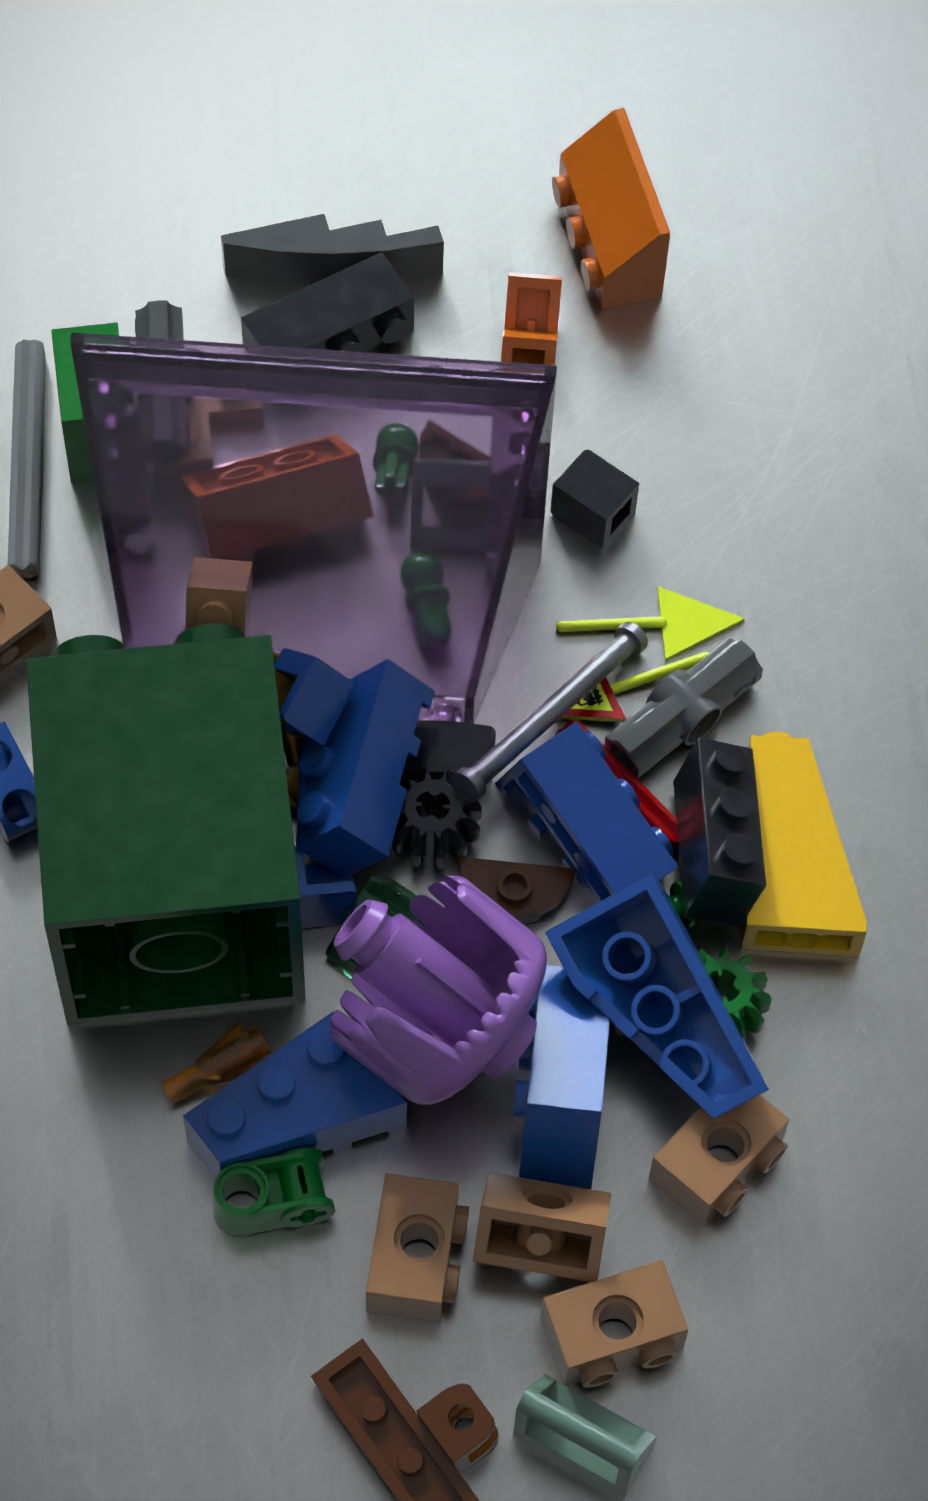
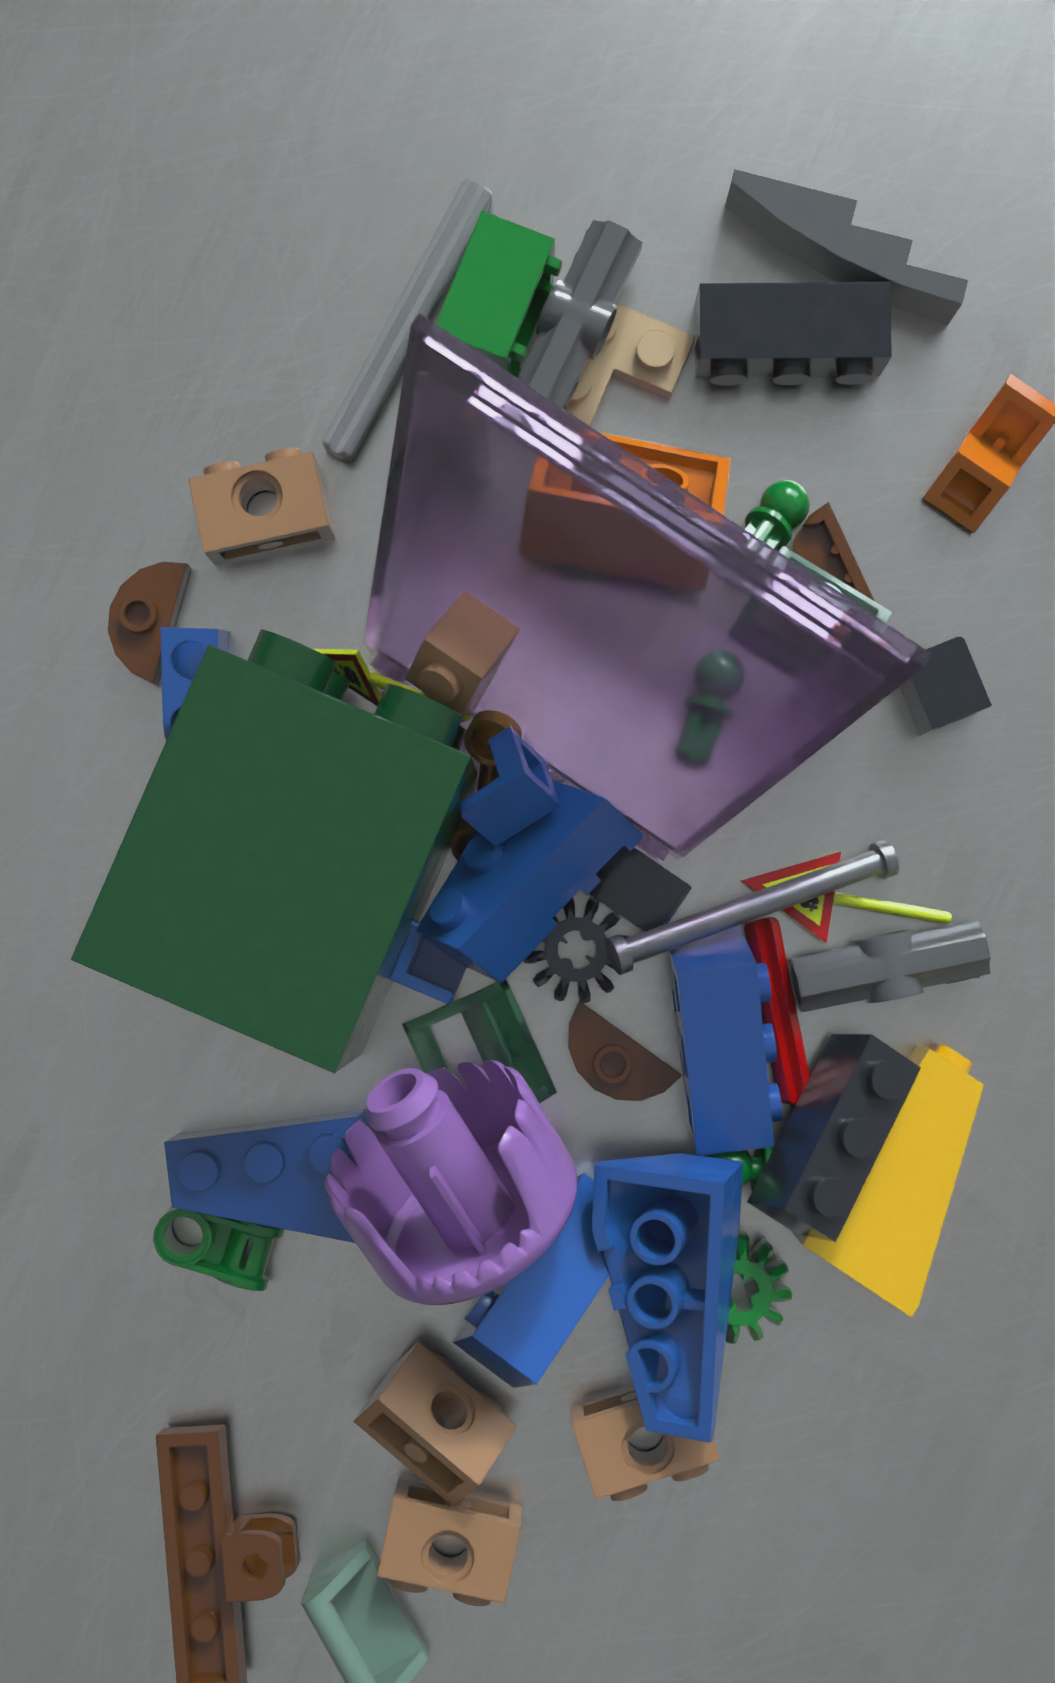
camera: 40 degrees right, 25 degrees up
(221, 1063) = (259, 1085): clear orange cone -> none
(411, 1211) = (287, 1397): medium nougat brick -> none
(682, 621) = (949, 862): neon yellow piece -> none

